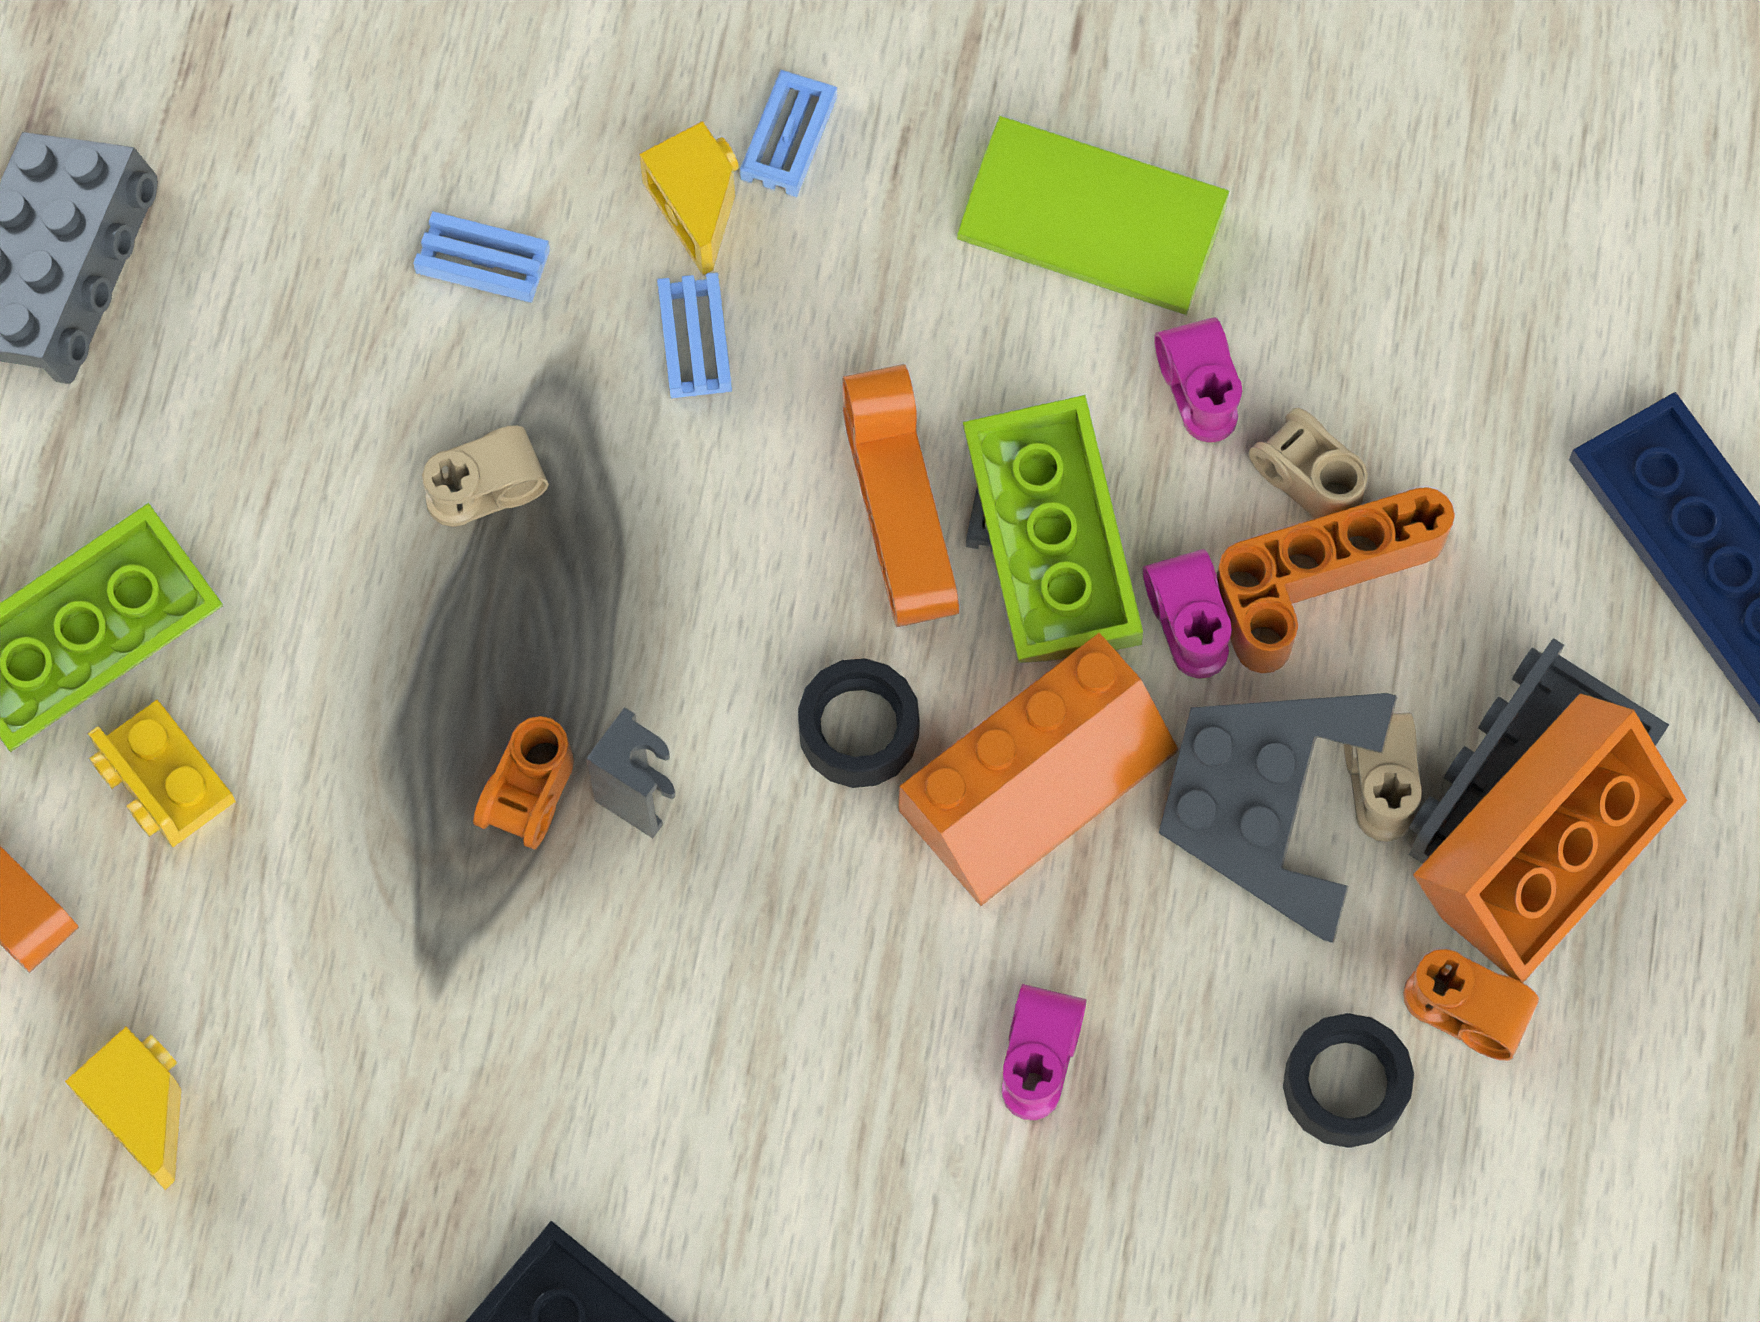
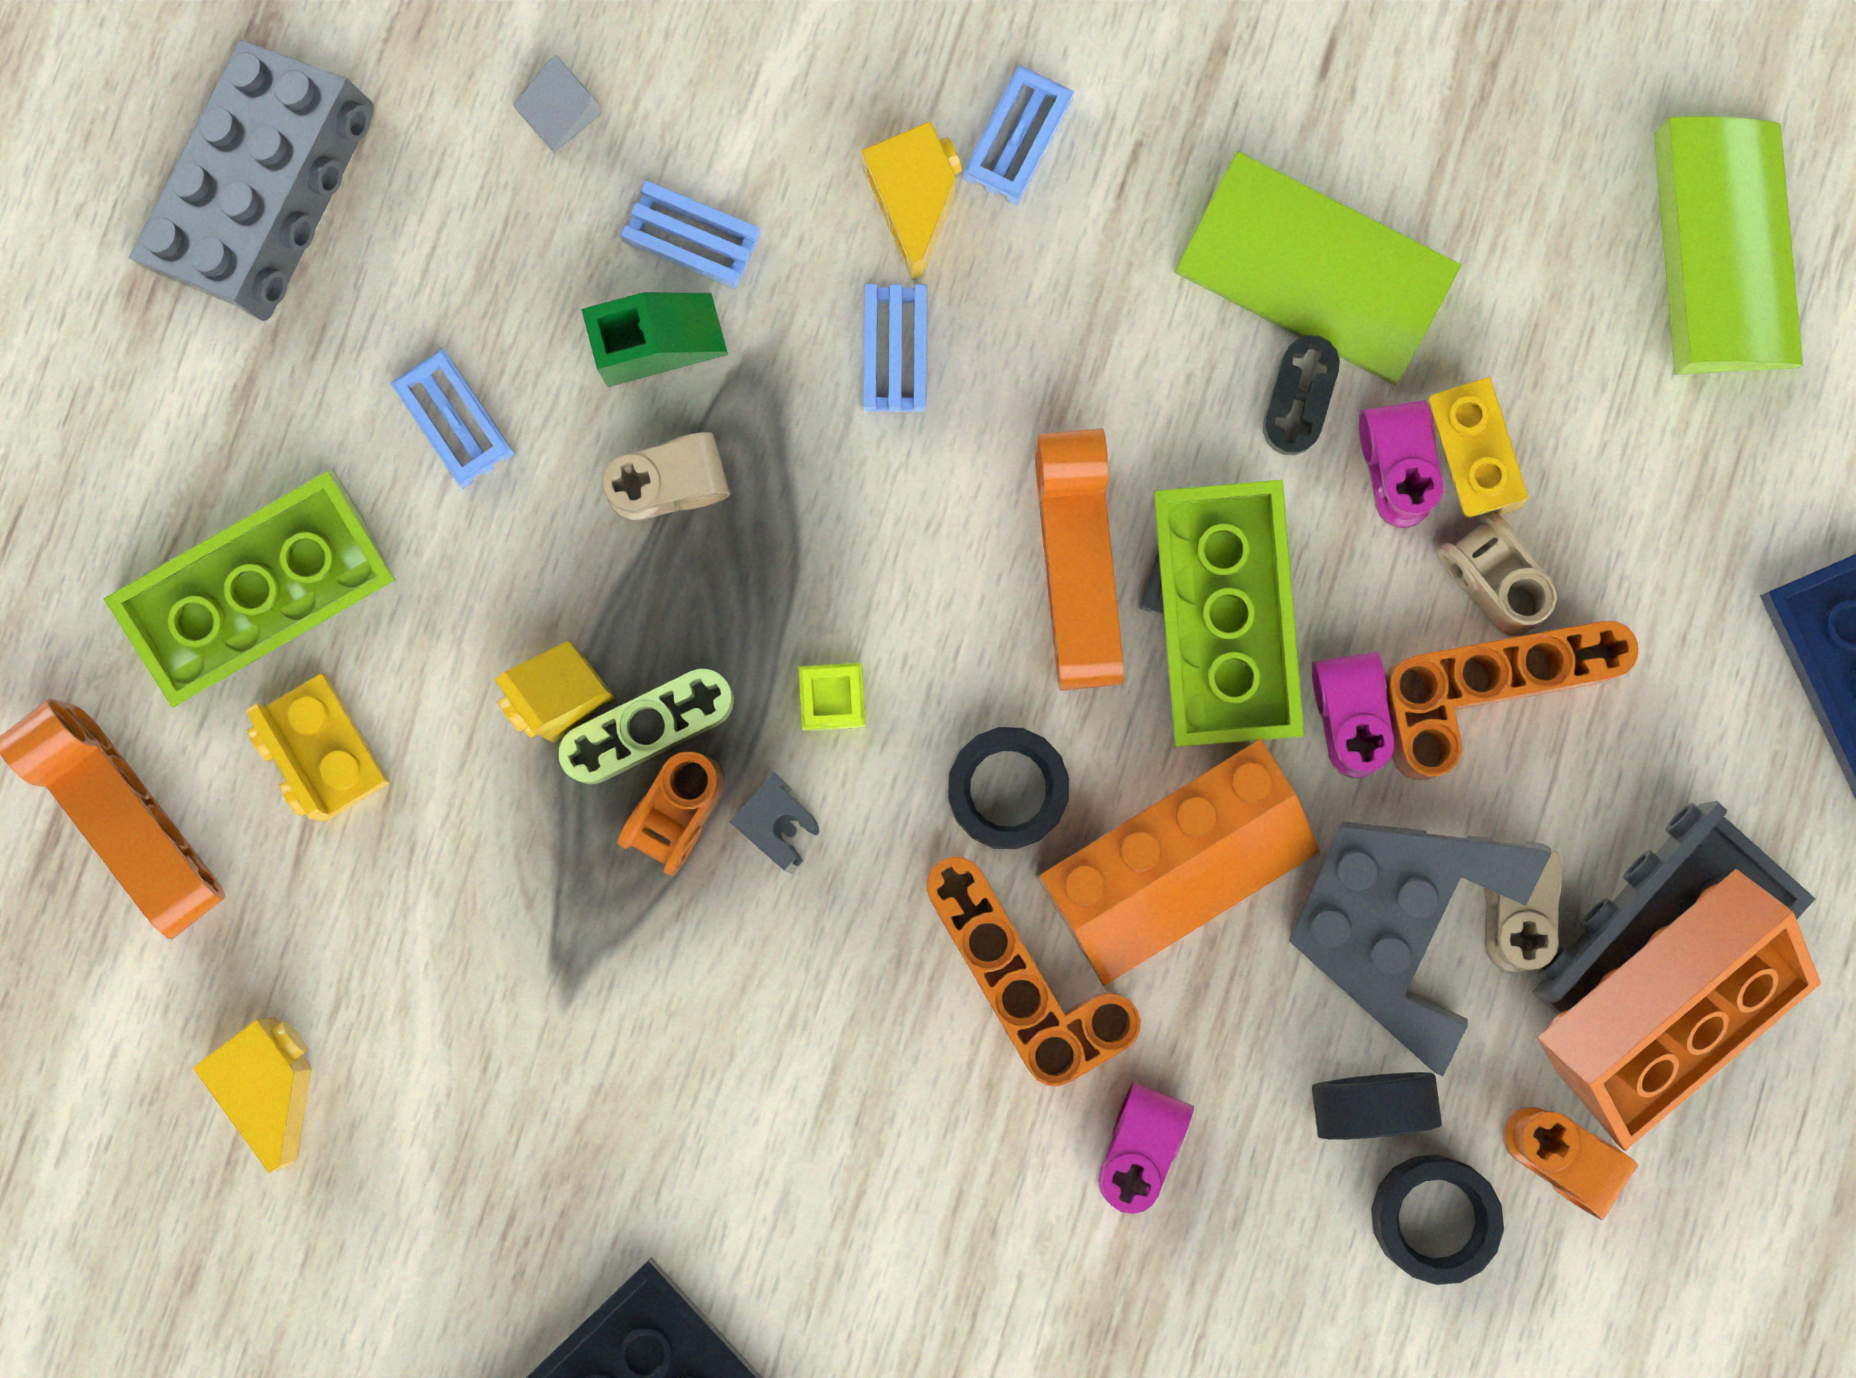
camera: 10 degrees right, 15 degrees up
(295, 486) = (482, 461): none -> light blue tile
(338, 154) = (557, 104): none -> light grey slope
(394, 683) = (552, 692): none -> yellow slope
(441, 723) = (610, 761): none -> yellowish green beam
(455, 344) = (652, 334): none -> green slope
(672, 663) = (832, 697): none -> neon yellow tile
(893, 888) = (1016, 964): none -> orange beam
(1081, 328) = (1286, 391): none -> pearl dark grey beam
(1267, 967) = (1376, 1106): none -> black tyre
(1272, 350) = (1478, 449): none -> yellow bracket
(1482, 151) = (1727, 245): none -> lime slope

